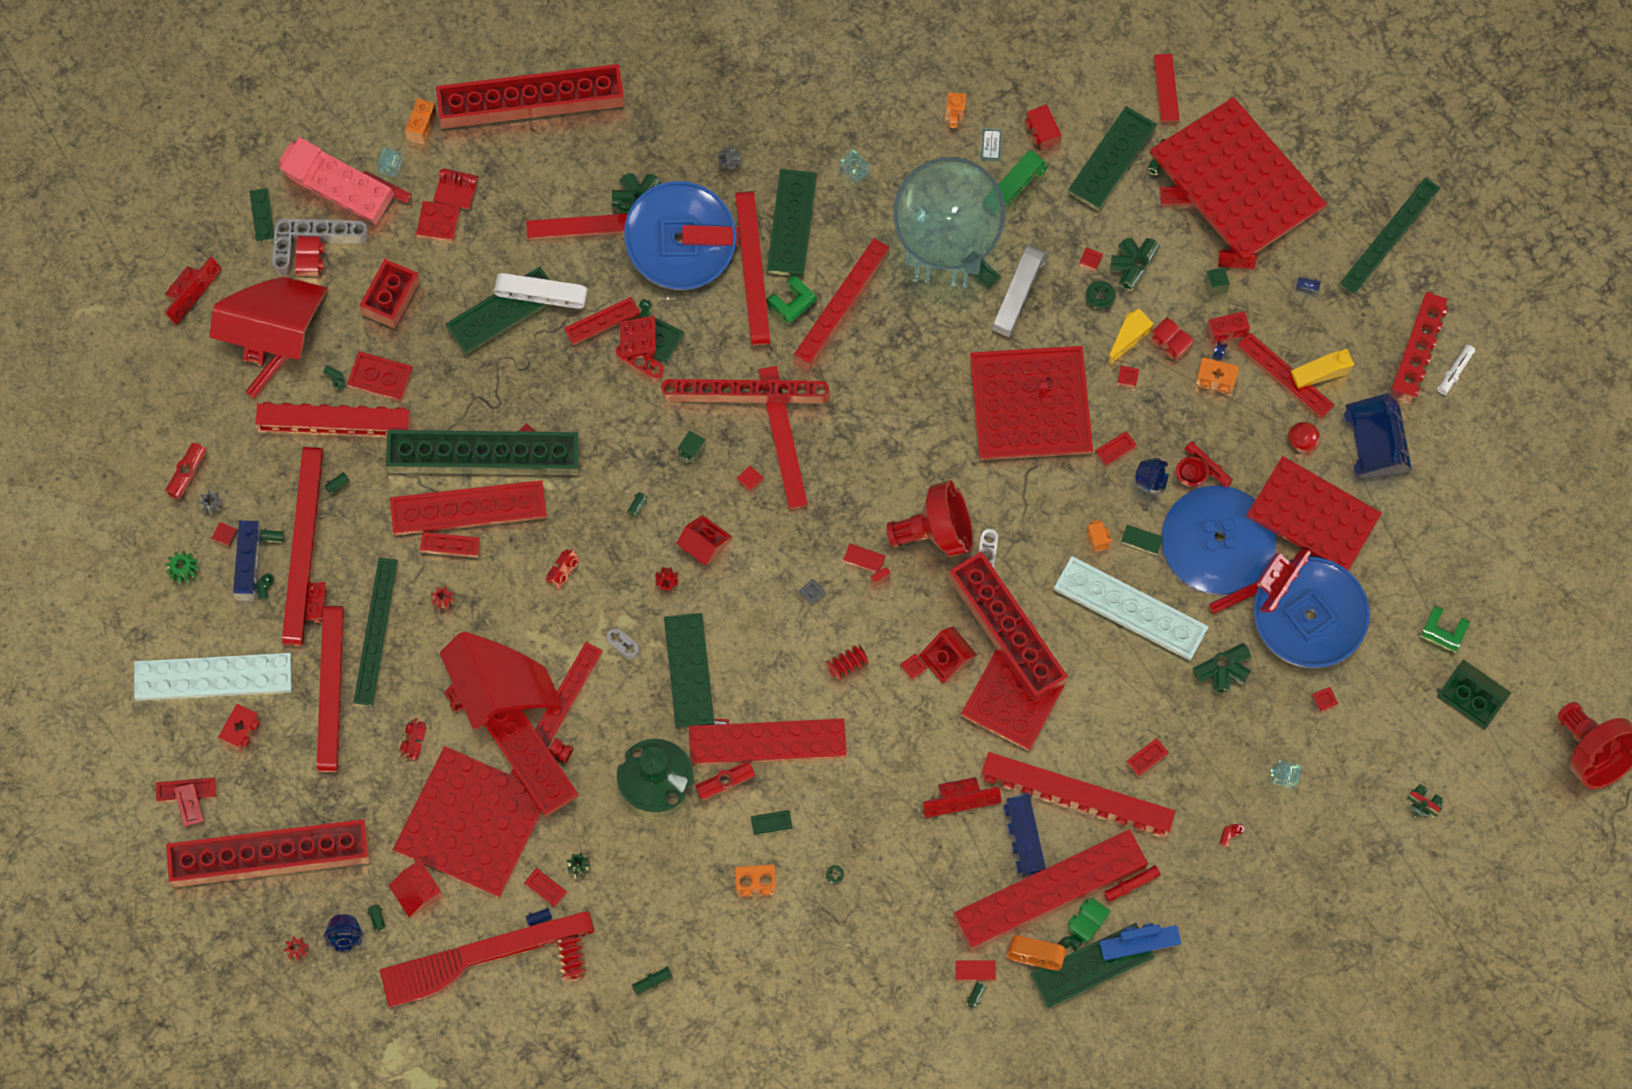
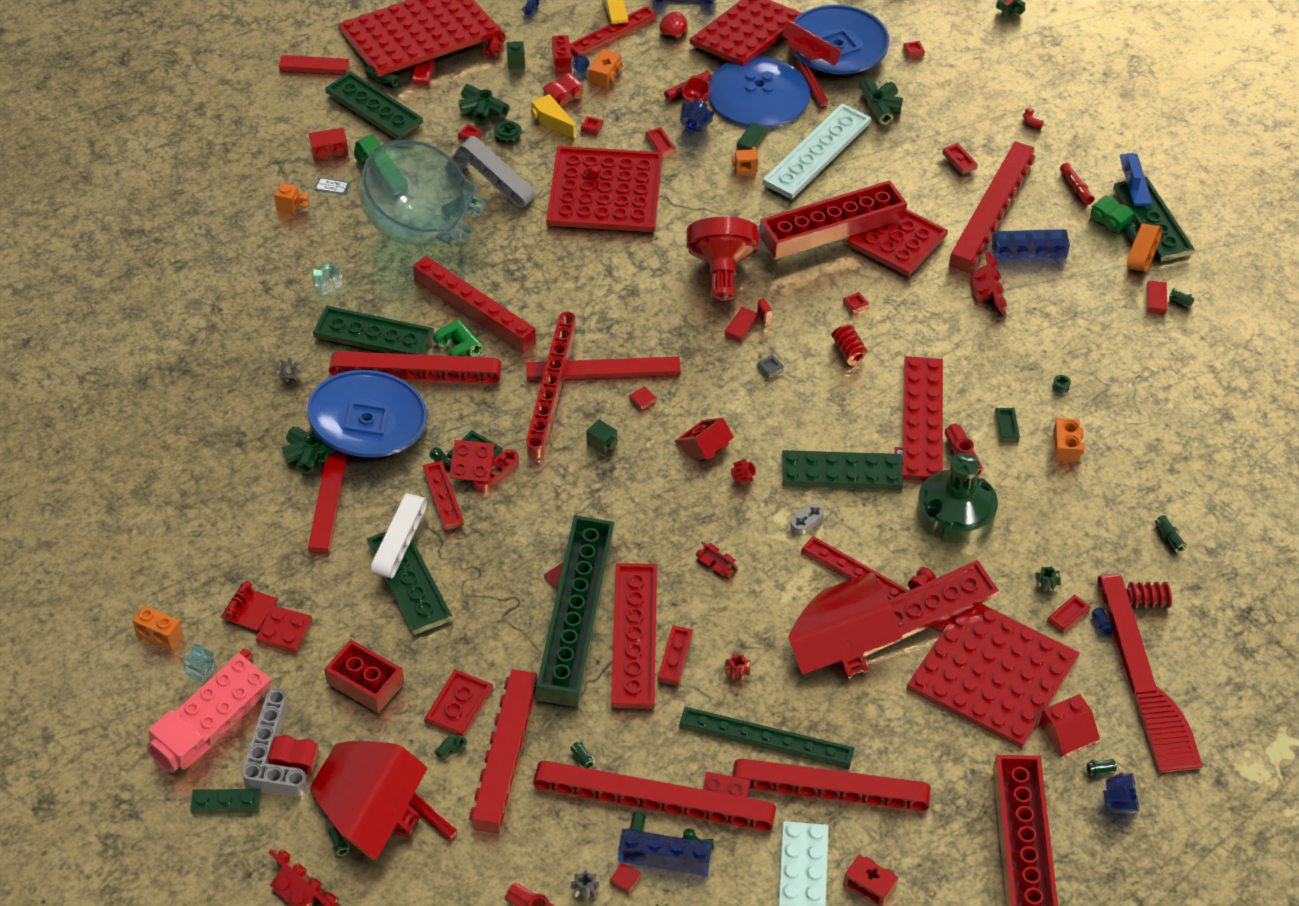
camera: 80 degrees left, 20 degrees down
(301, 950) = (1137, 847): red gear -> none
(409, 745) = (897, 714): red hinge -> none
(530, 96) = (162, 524): red brick -> none
(637, 504) = (655, 488): dark green pin -> none
(708, 235) = (371, 394): red tile -> none
(948, 654) = (849, 274): red slope -> none
(1050, 890) = (1088, 237): red brick -> none
(1286, 774) = (981, 76): clear light blue brick -> none

